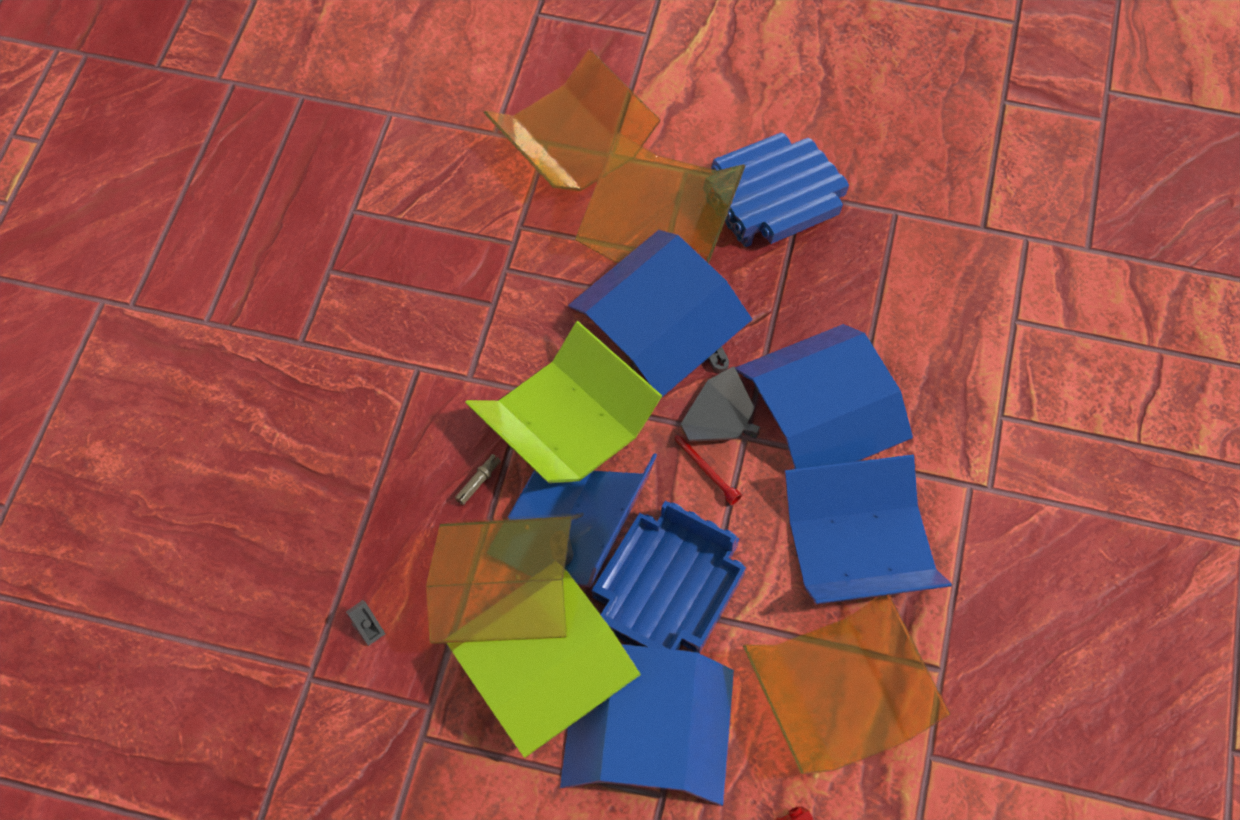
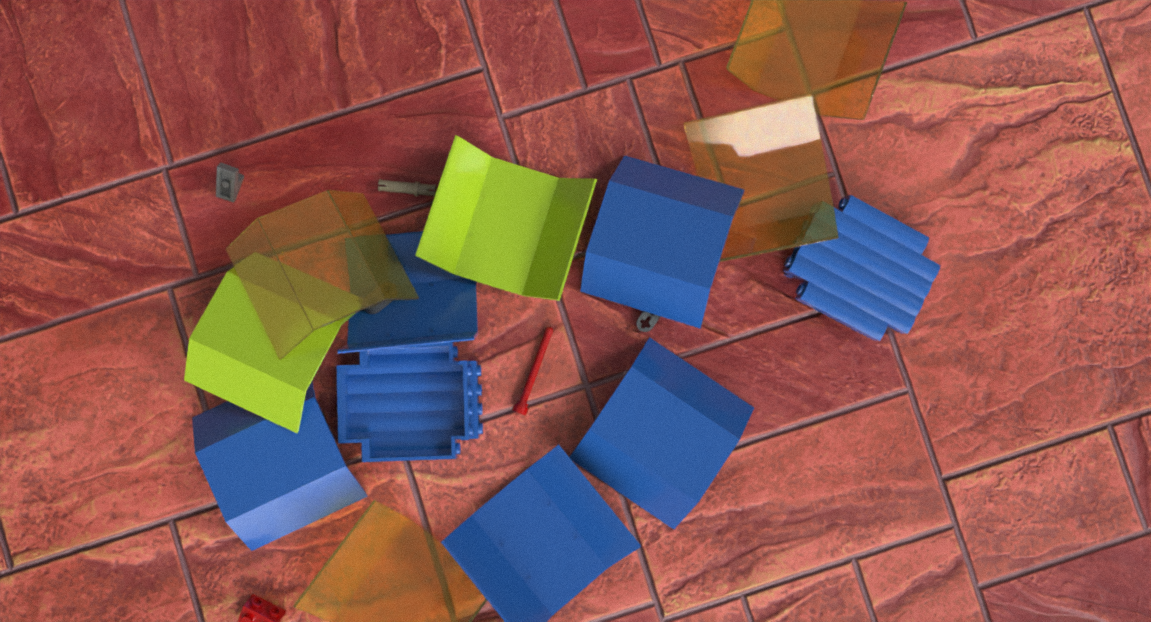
camera: 55 degrees right, 25 degrees up
(720, 410) = (593, 350): dark grey panel -> none

